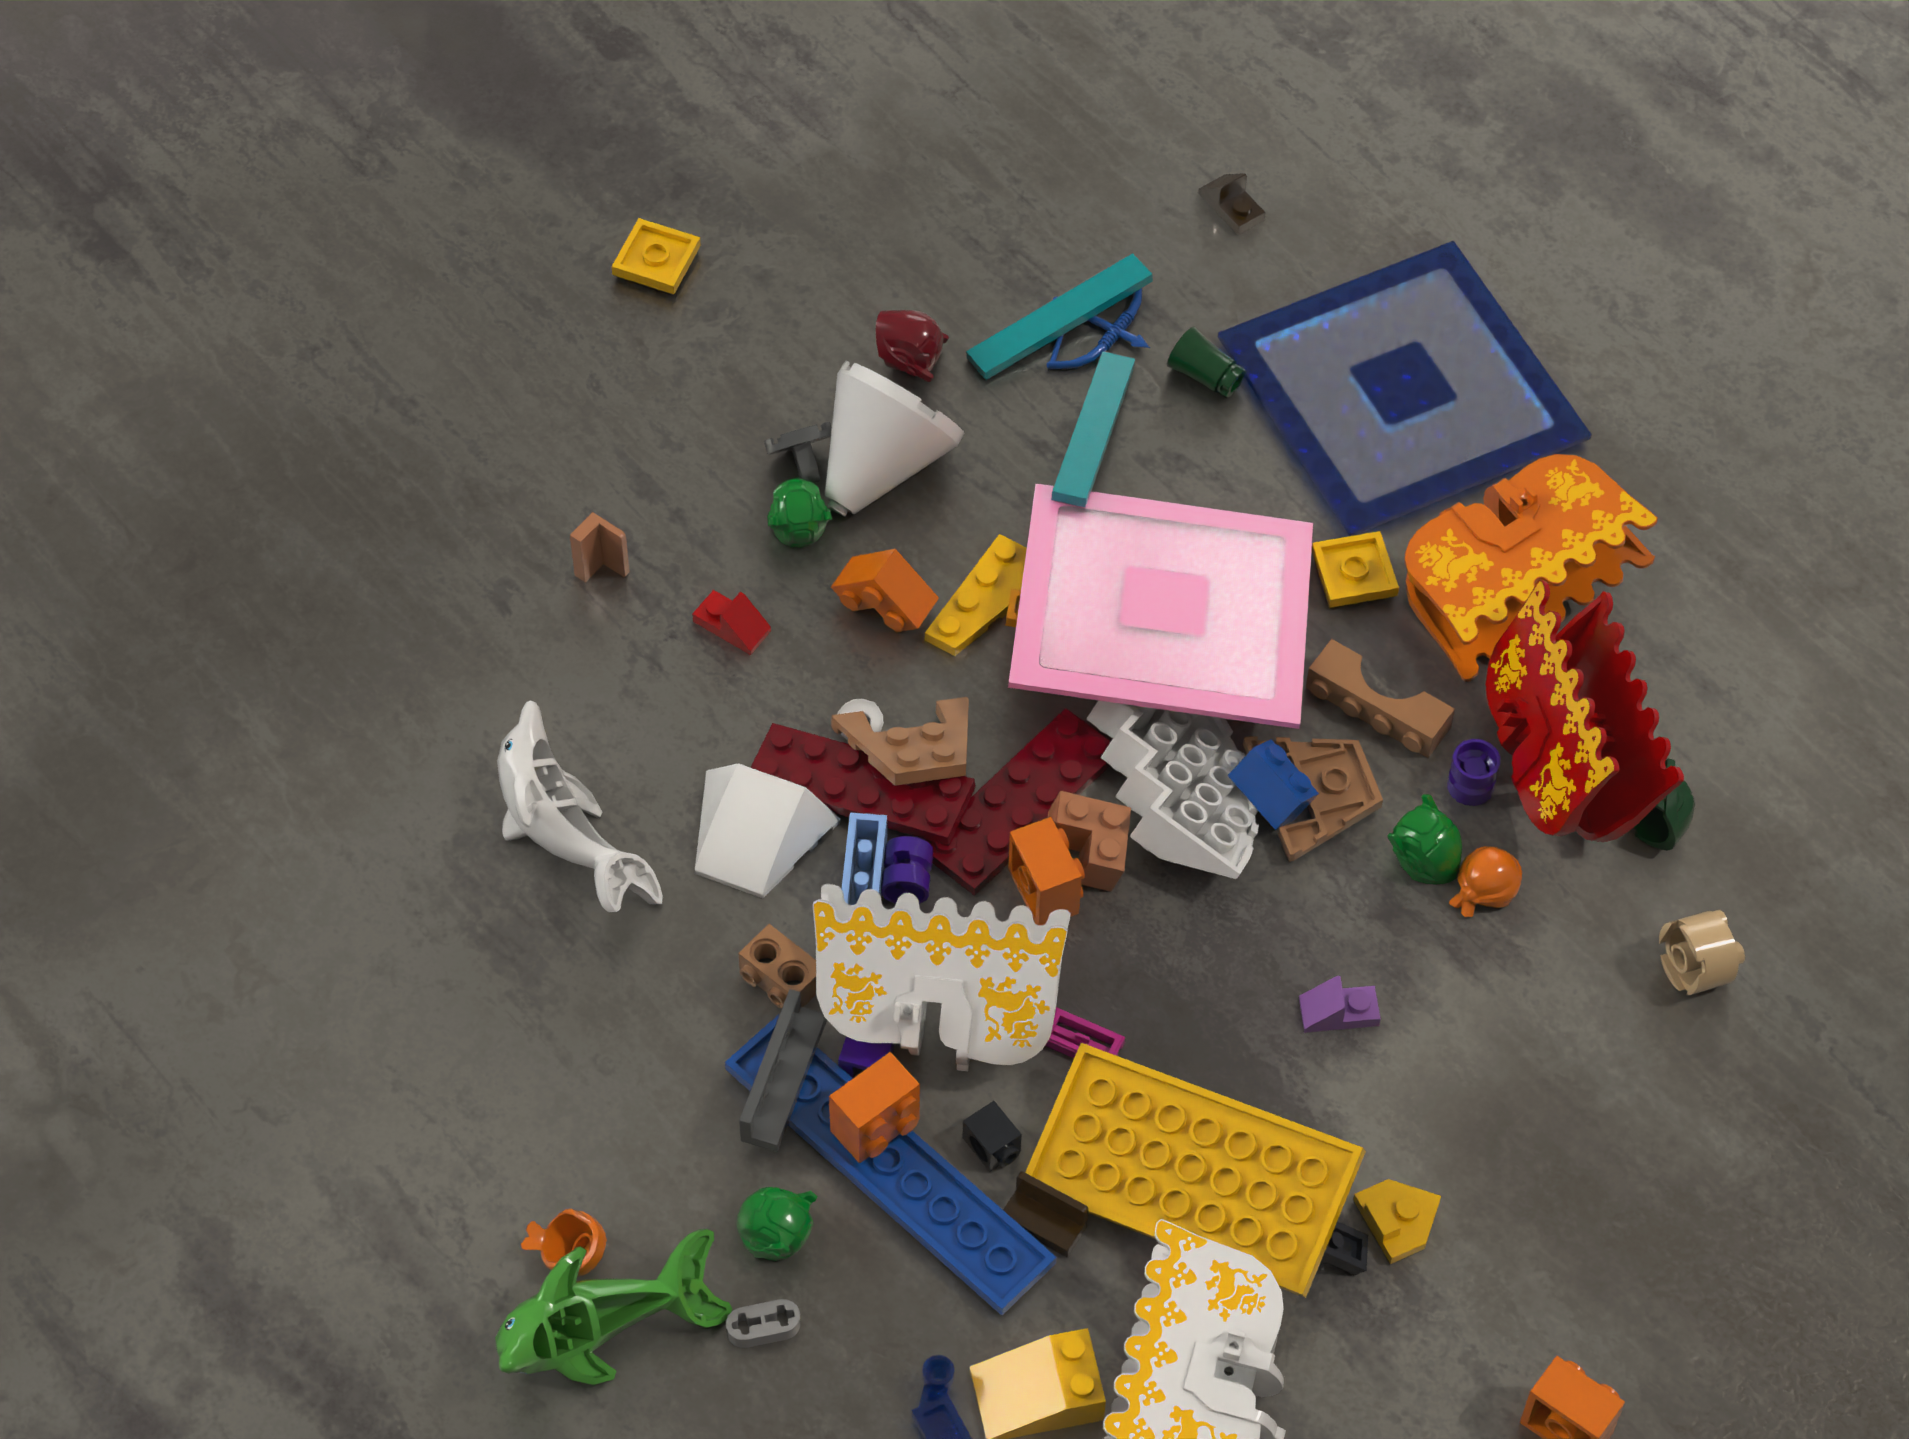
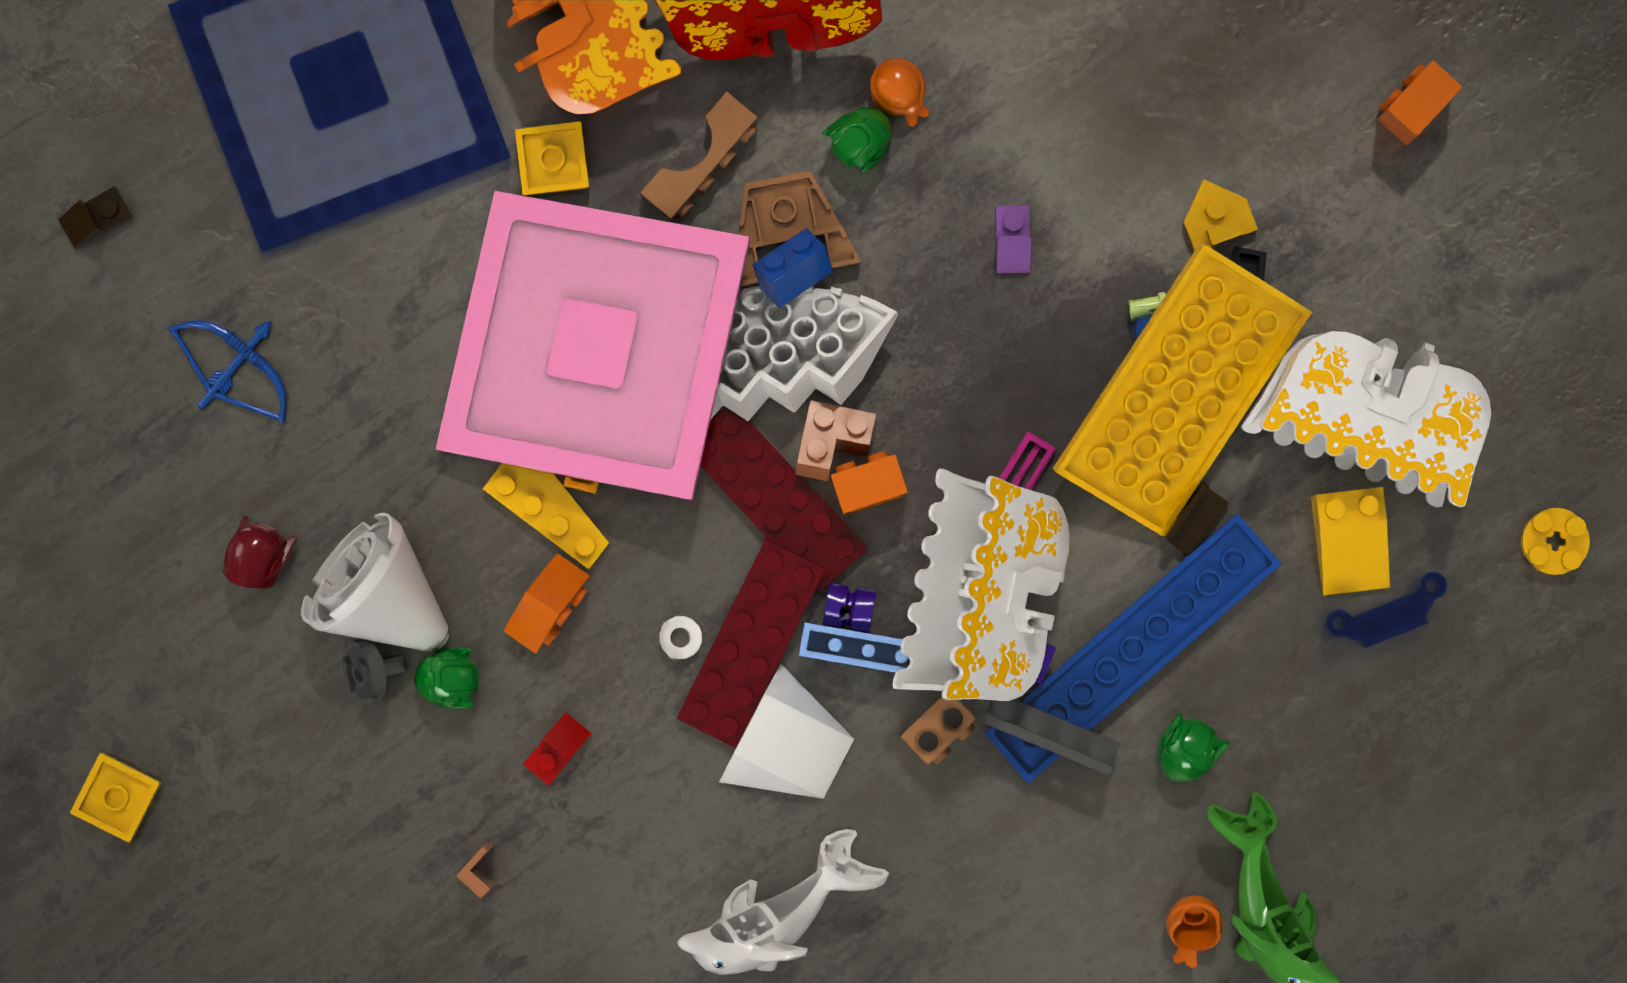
camera: 80 degrees left, 30 degrees up
(763, 1323) = (1280, 765): light grey beam -> none
(875, 1108) = (1104, 656): orange brick -> none
(914, 752) = (734, 589): medium nougat wing -> none
(992, 1136) = (1119, 556): black brick -> none
(1059, 316) = (228, 404): teal tile -> none
(1093, 429) = (372, 386): teal tile -> none
(1206, 363) = (303, 268): dark green plant -> none
(1473, 772) = (790, 84): dark purple wheel -> none

